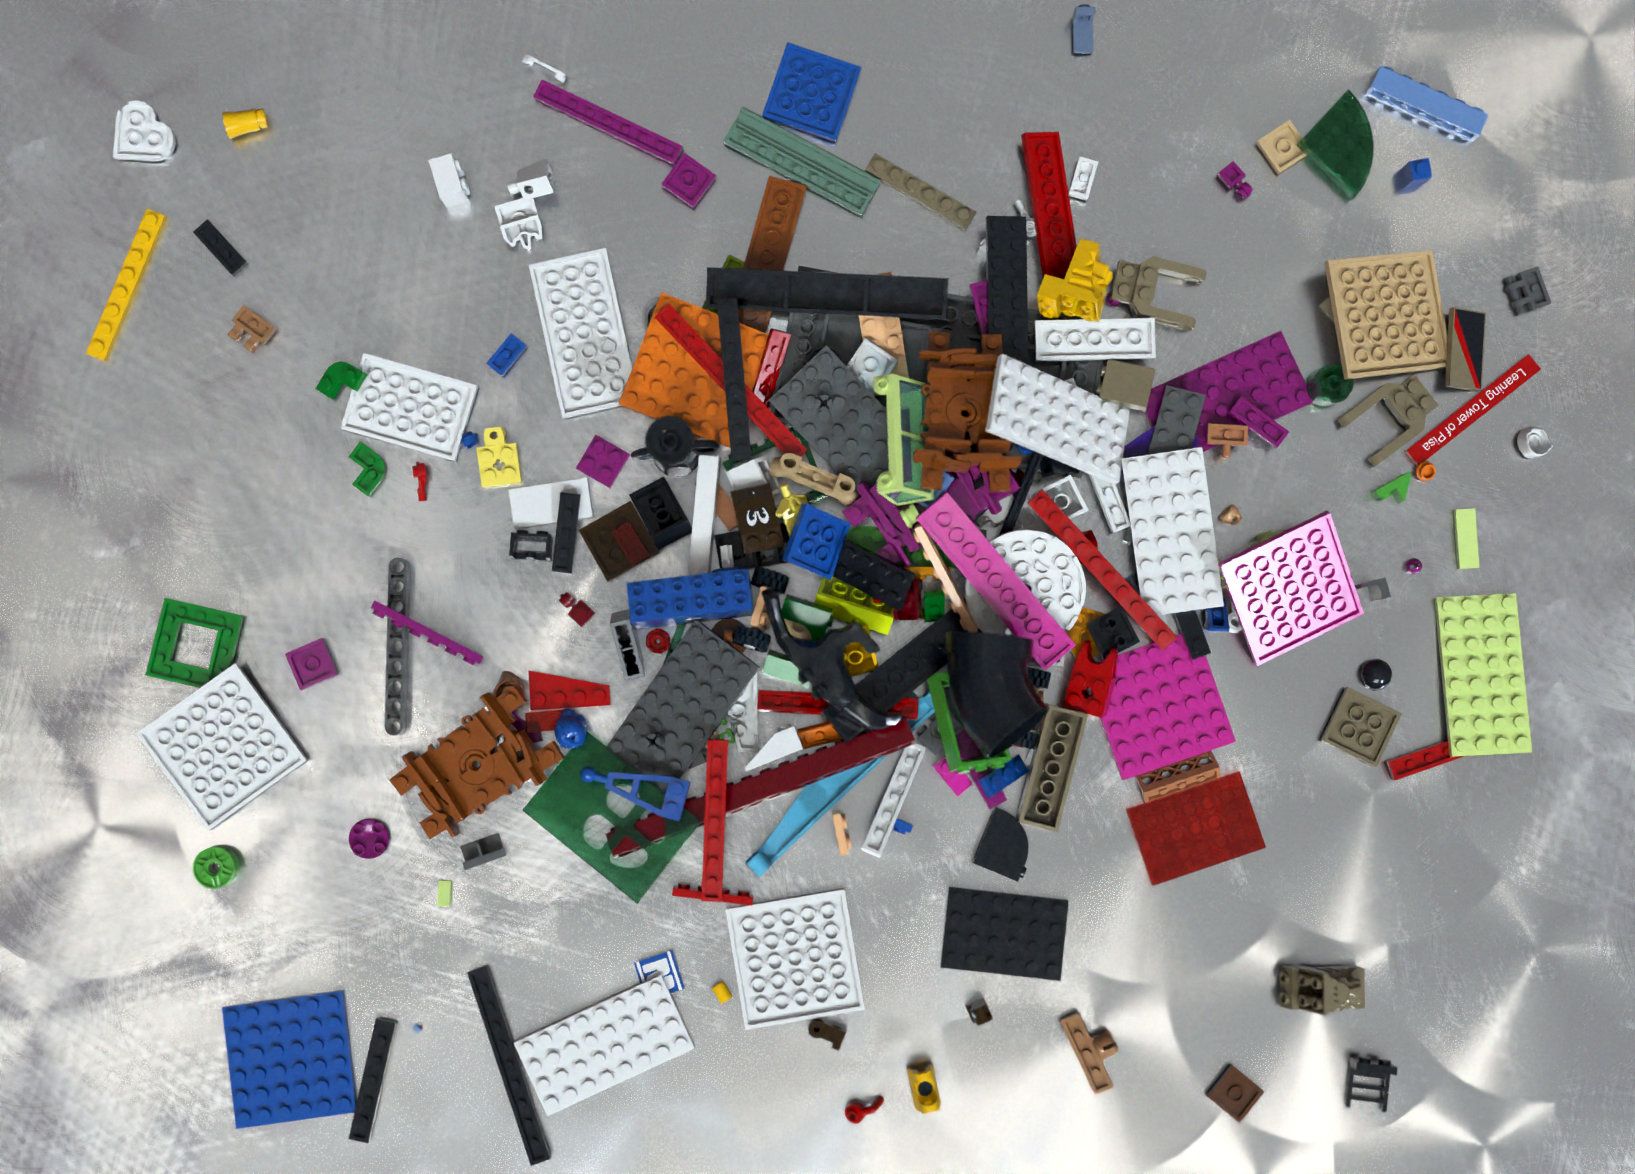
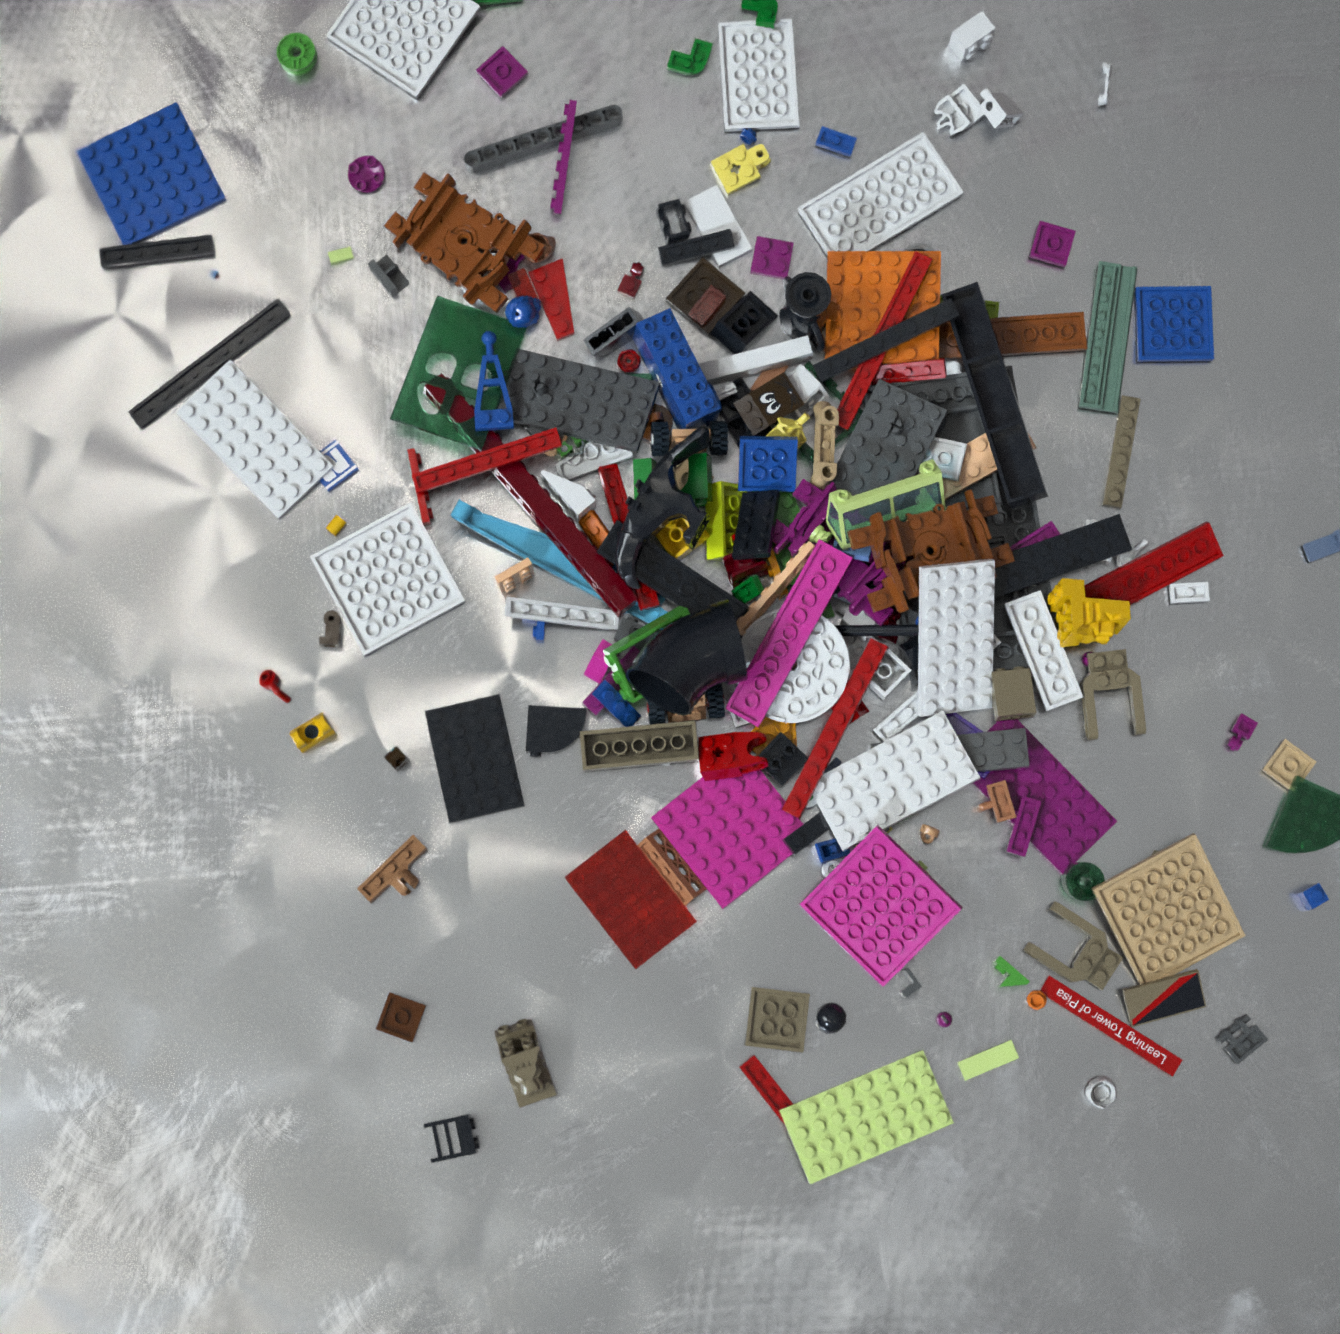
camera: 70 degrees right, 5 degrees down
(420, 473) = (703, 103): red plate -> none
(608, 122) = (1077, 156): magenta plate -> none

